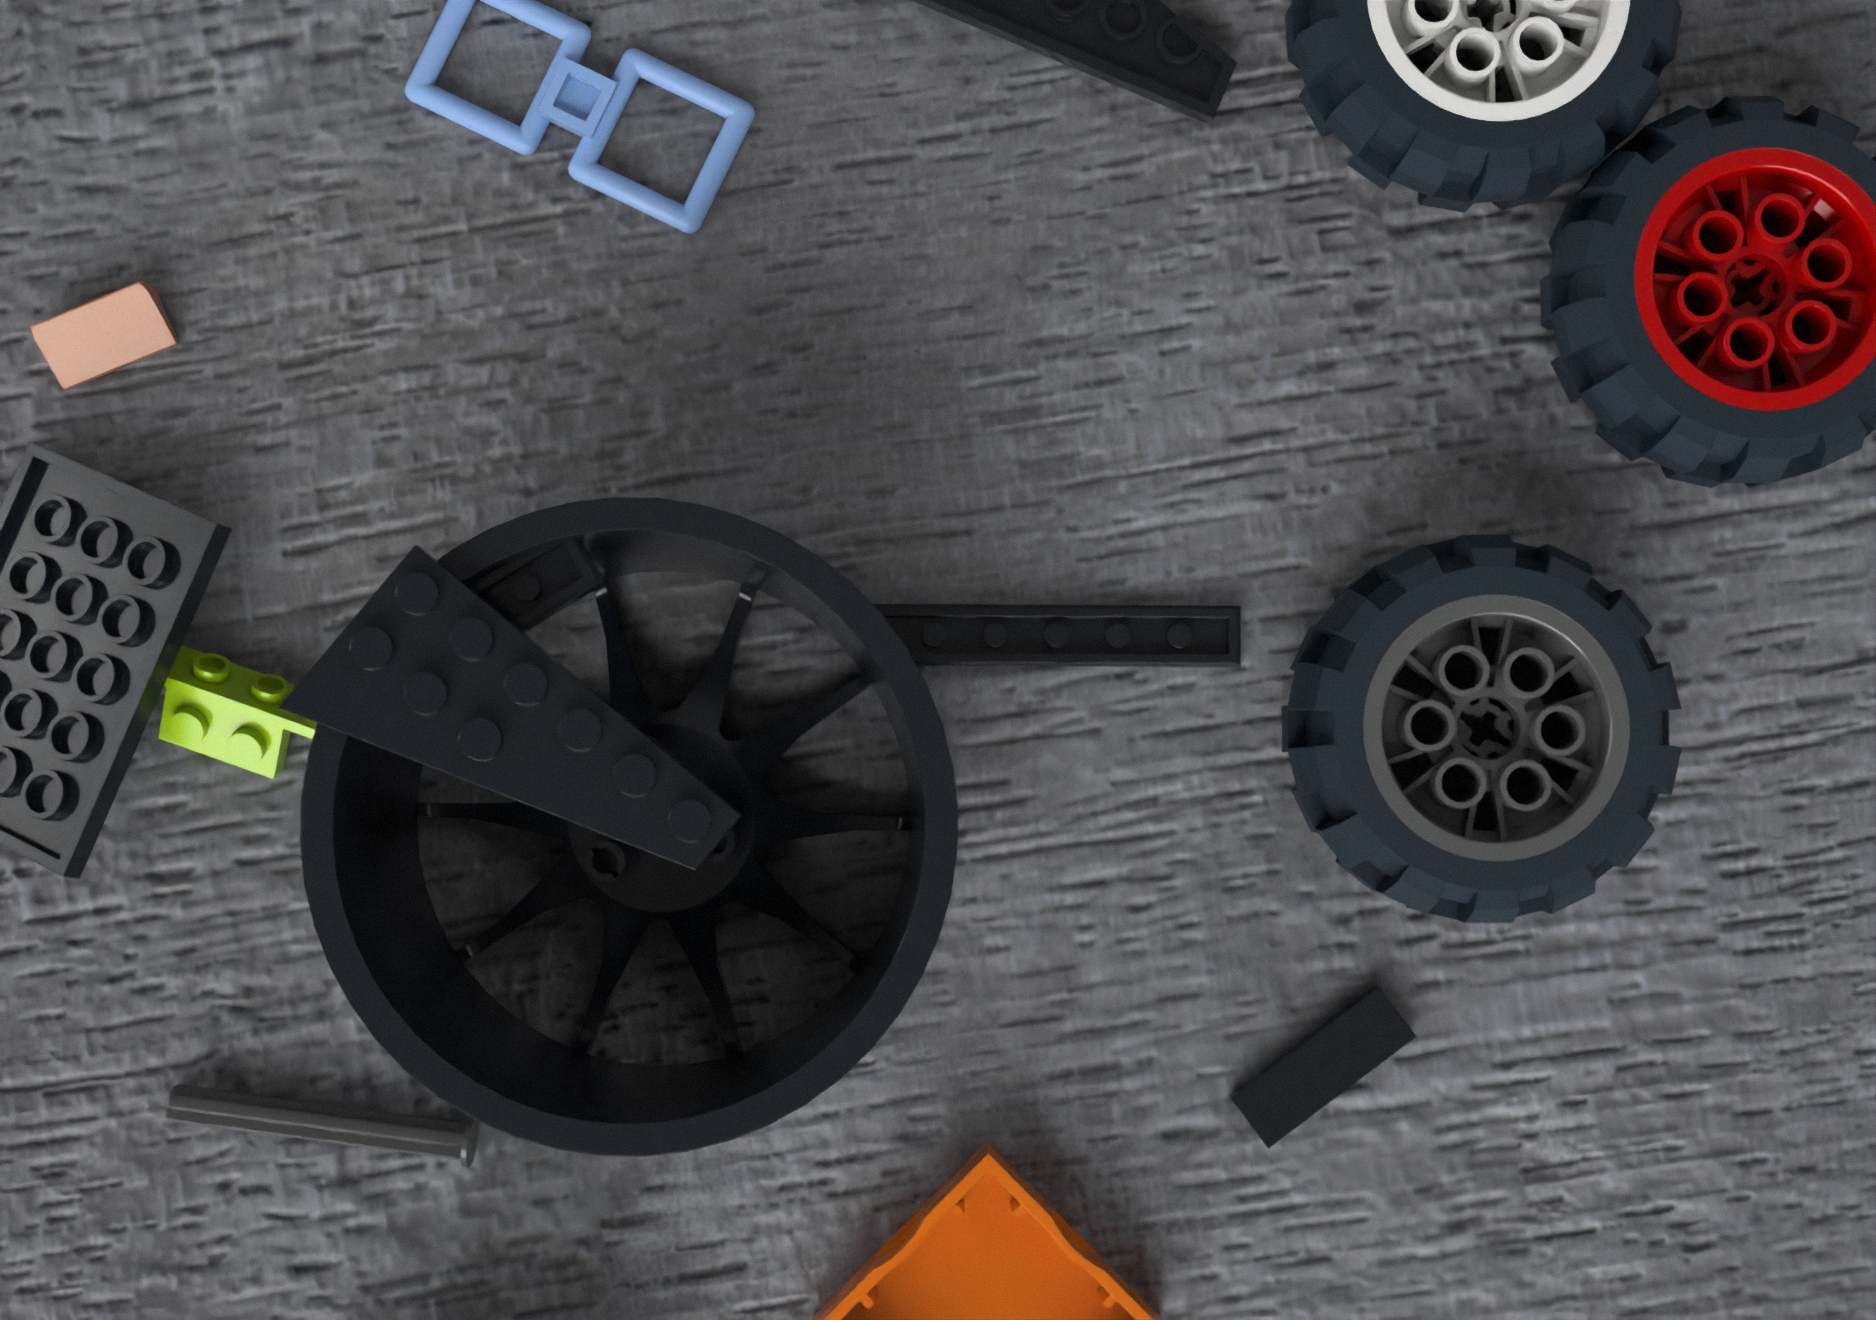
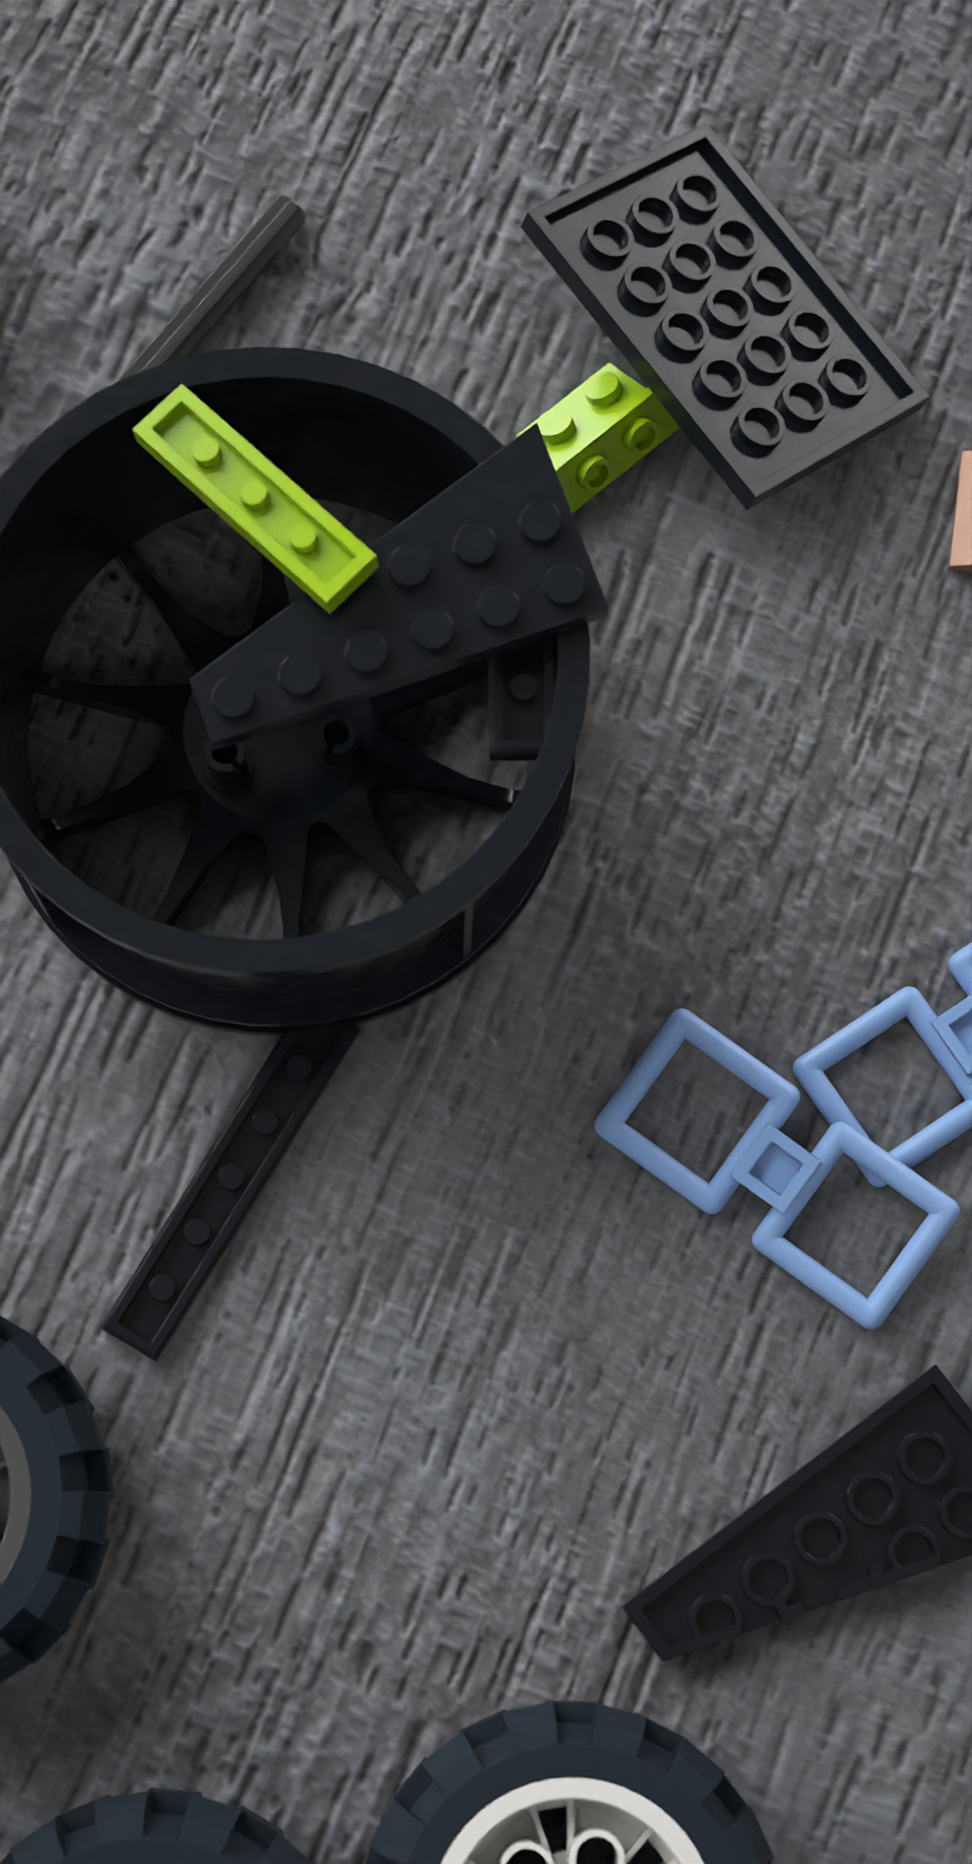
camera: 115 degrees right, 10 degrees down
(496, 911) = (256, 498): none -> lime plate
(787, 196) = (777, 1168): none -> light blue bar

